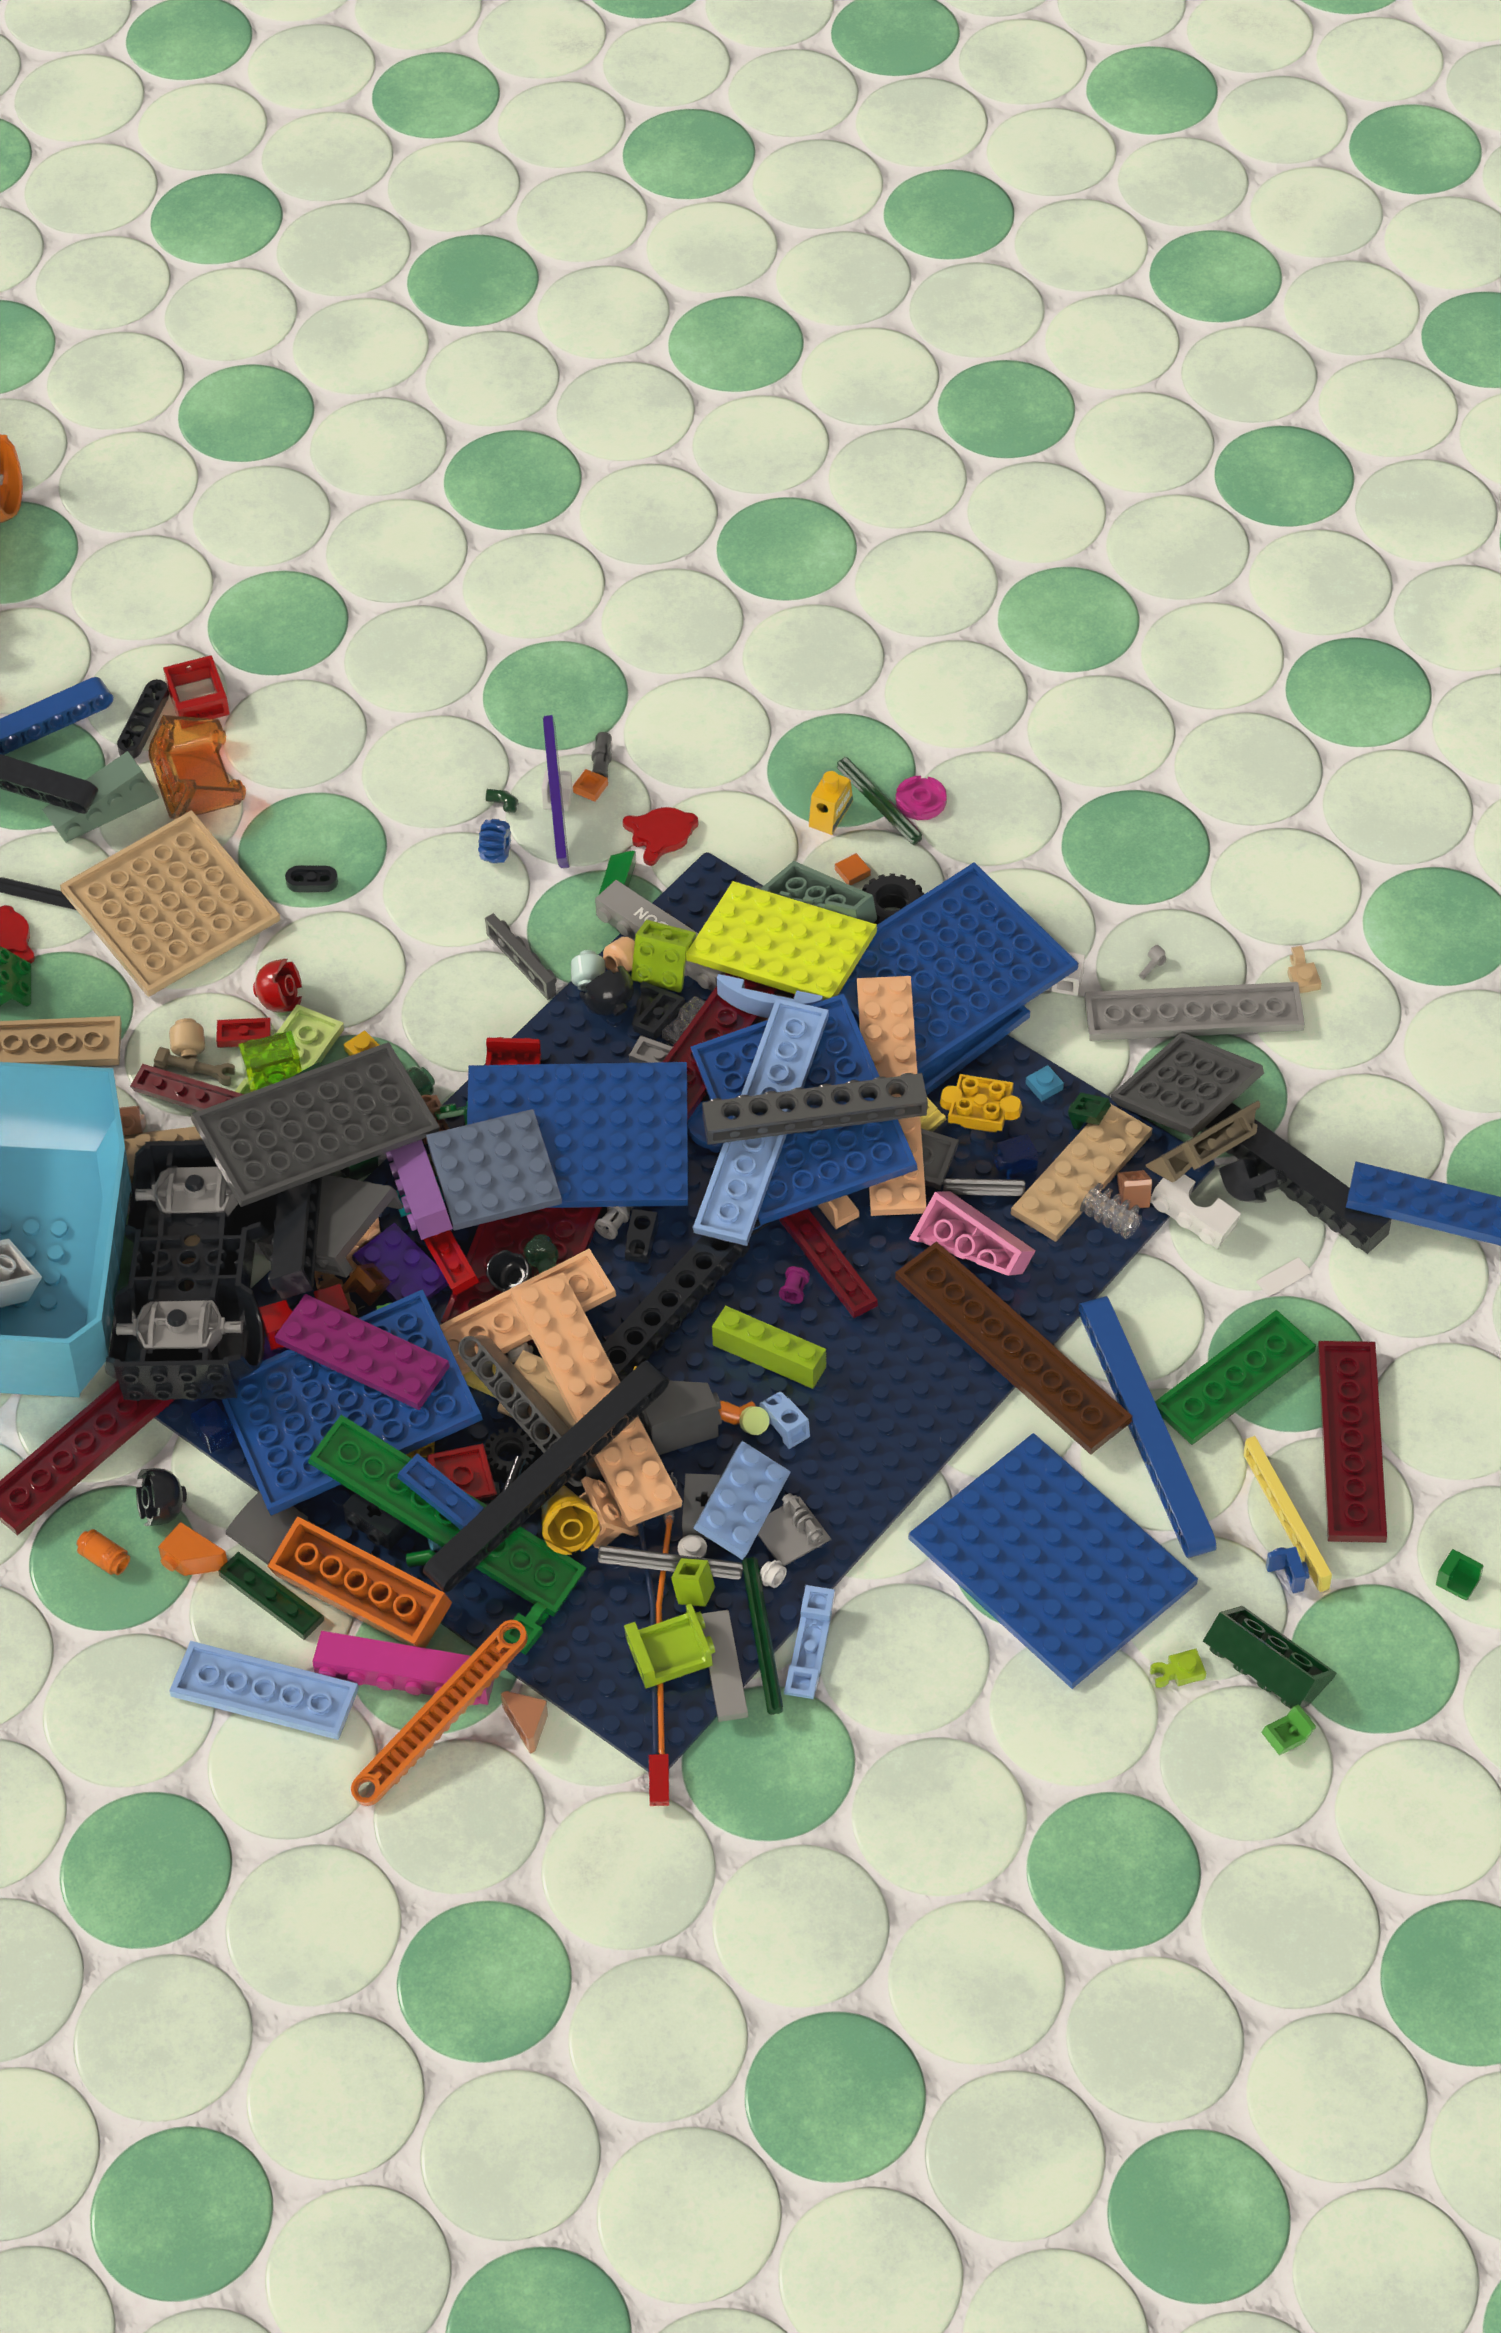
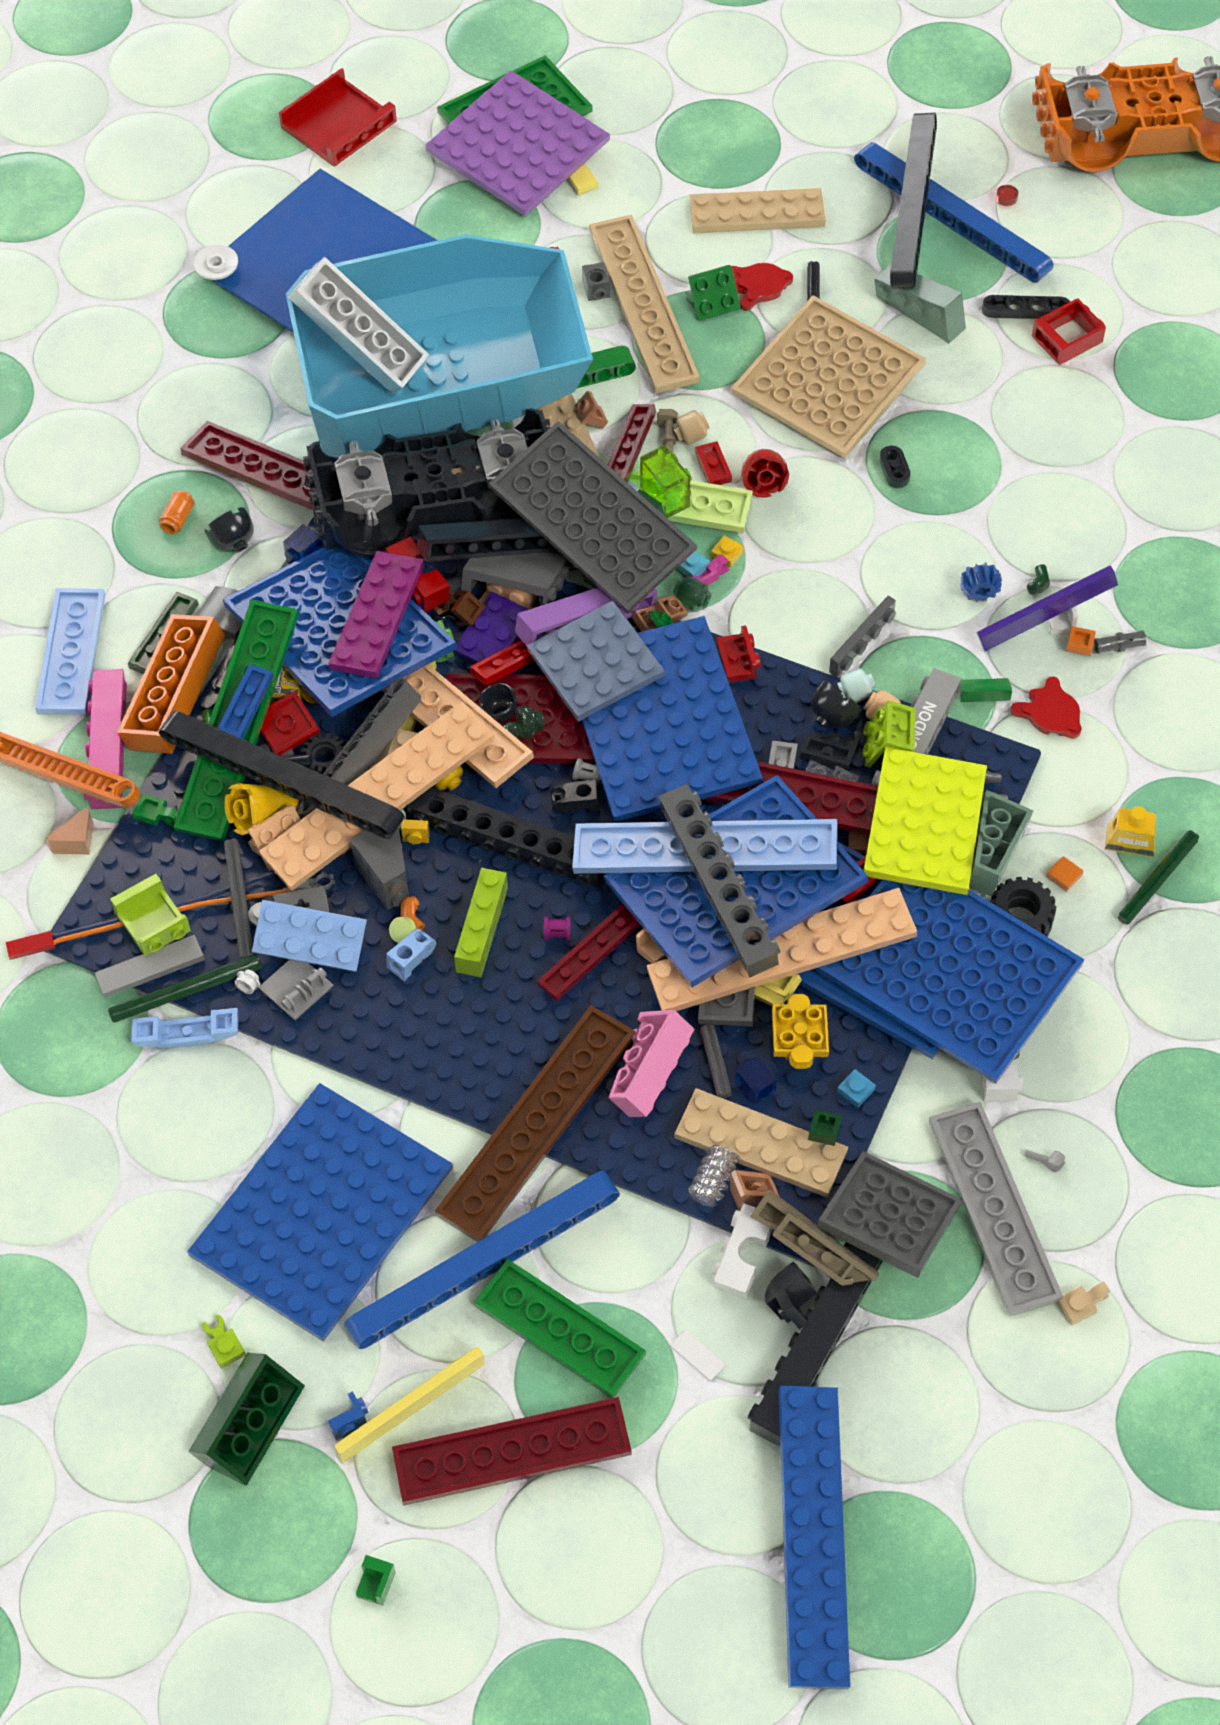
camera: 75 degrees right, 5 degrees up
(190, 766) = (982, 352): clear orange windscreen -> none
(190, 1552) = (188, 566): orange slope -> none
(693, 1582) = (218, 918): lime brick -> none
(755, 1002) = (849, 800): light blue slope -> none
(921, 798) = (1177, 912): dark pink tile -> none
(1289, 1730) = (166, 1448): bright green bracket -> none

